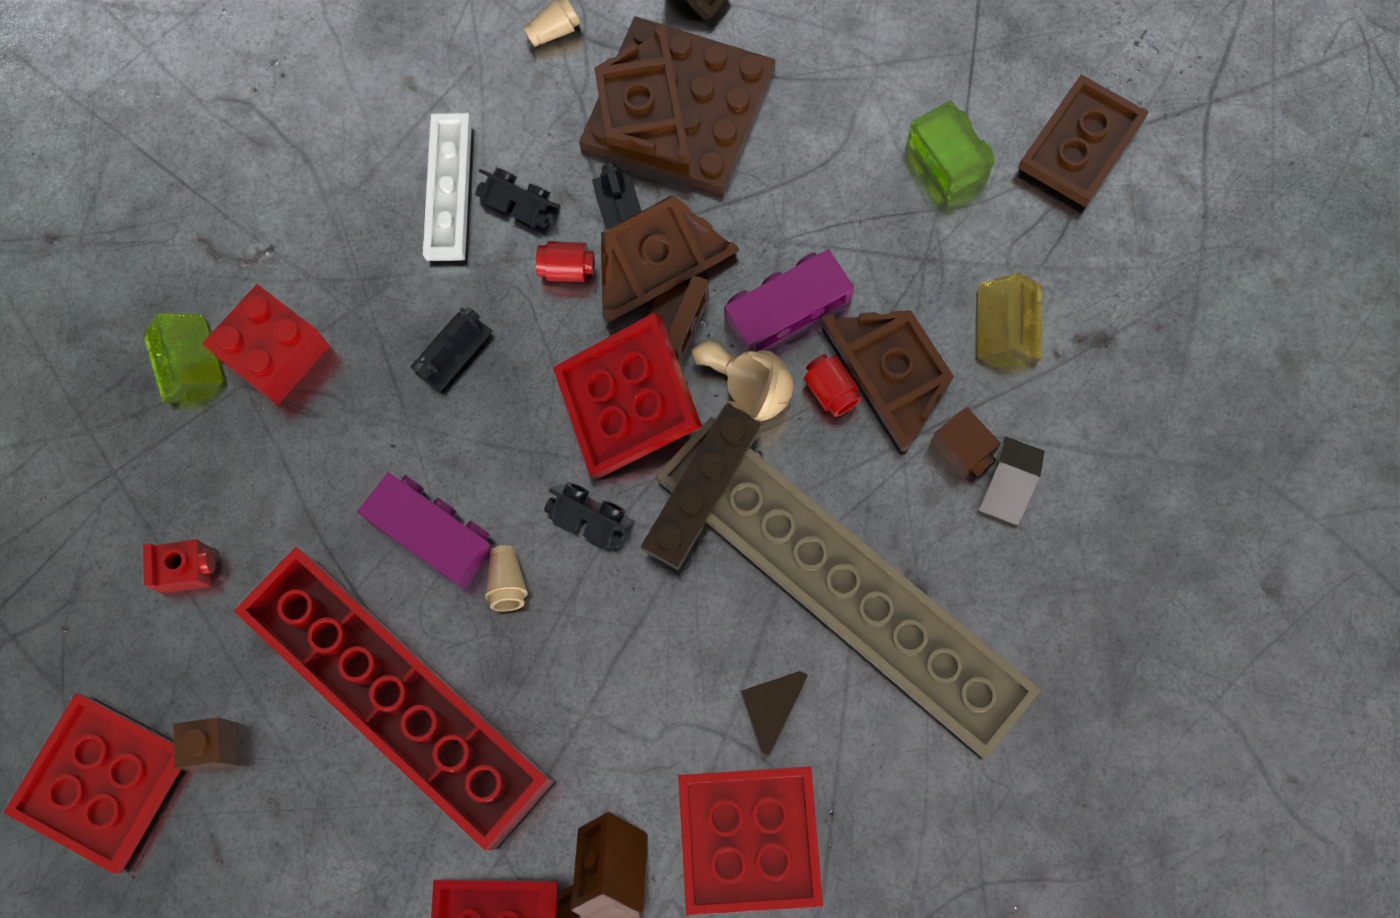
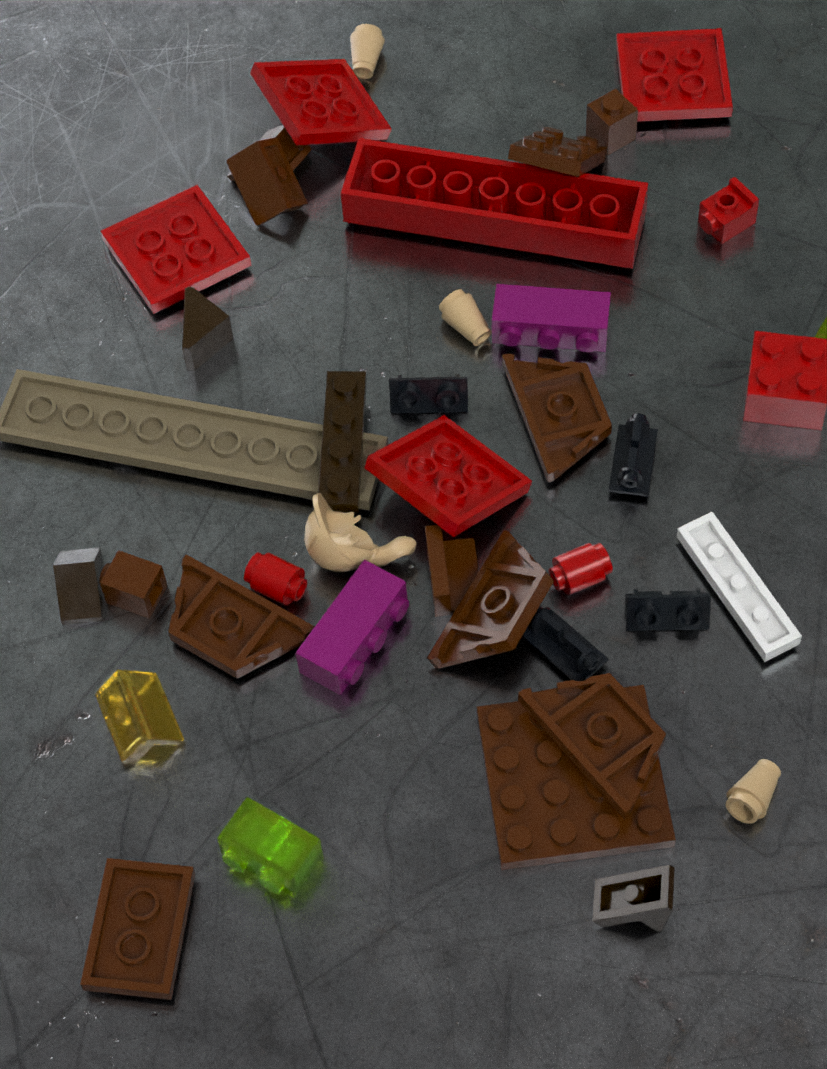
camera: 150 degrees right, 15 degrees down
(292, 712) = (558, 153): none -> reddish brown plate
(483, 430) = (558, 410): none -> reddish brown wing

